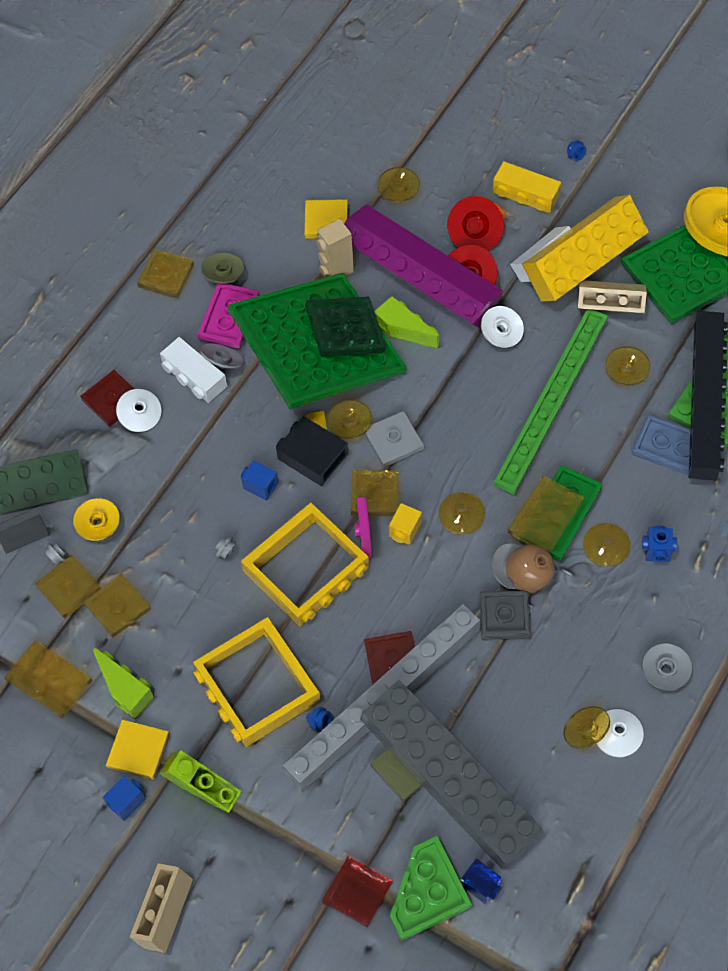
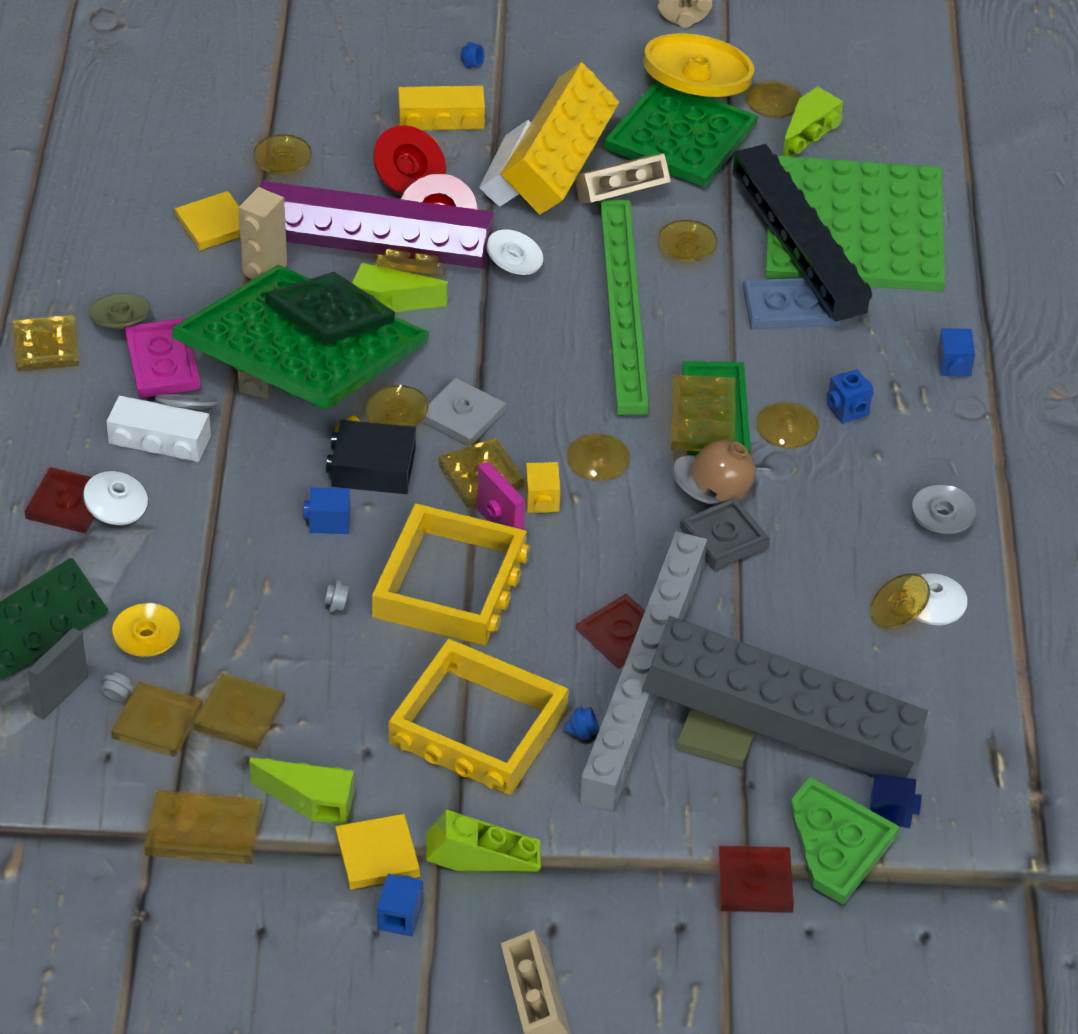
camera: 35 degrees left, 15 degrees down
(424, 309) = (400, 260): none -> clear yellow plate

